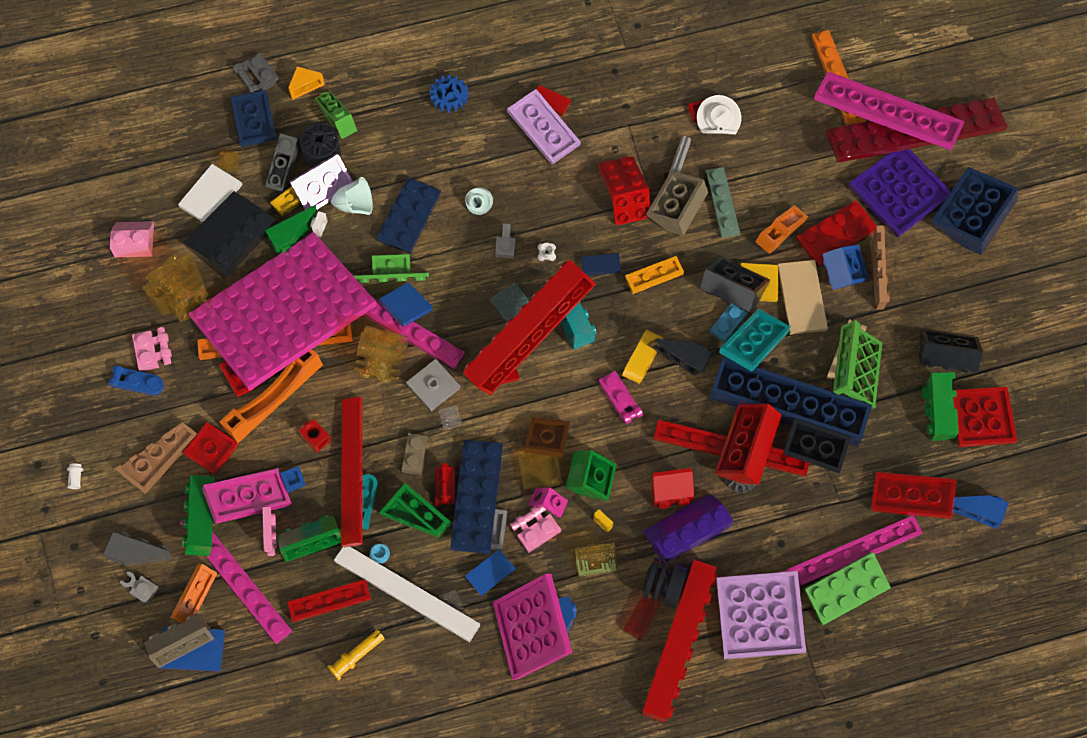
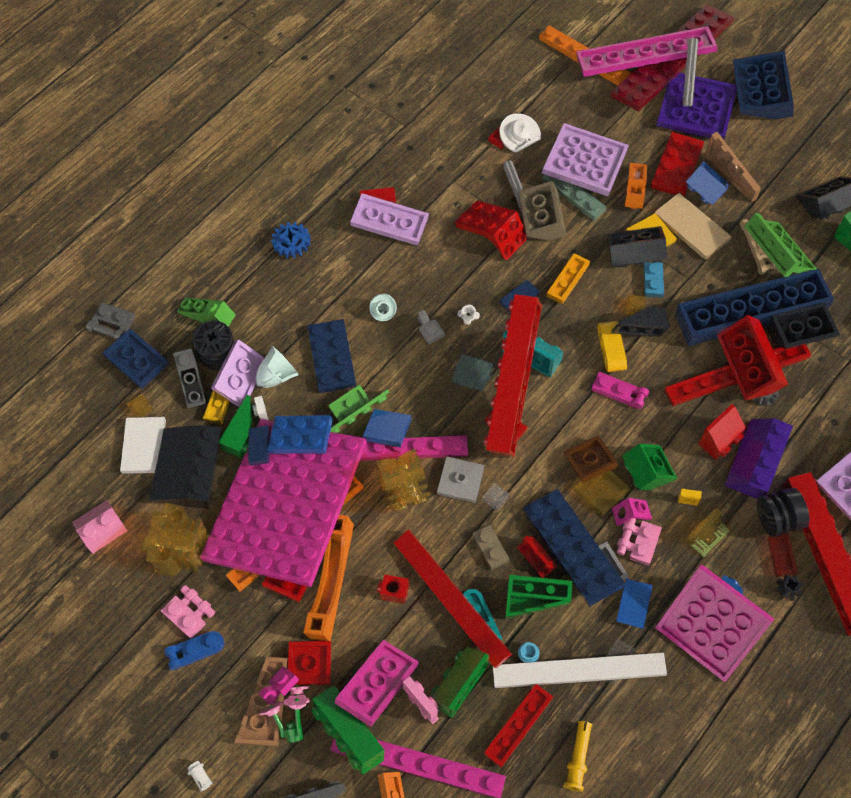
camera: 30 degrees left, 5 degrees down
(164, 489) = (293, 729): none -> plant
(177, 448) = (280, 684): none -> dark pink plate
(293, 253) = (258, 445): none -> dark blue tile
(293, 479) = (404, 639): blue plate -> none
(304, 82) = (160, 301): light orange slope -> none
(330, 265) = (300, 434): none -> blue plate
(627, 648) = (786, 592): none -> black gear
(694, 333) = (634, 304): none -> clear yellow plate
(754, 177) = (585, 159): none -> lavender plate
(754, 339) = (690, 277): teal plate -> none
(910, 155) = (690, 72): none -> light grey axle

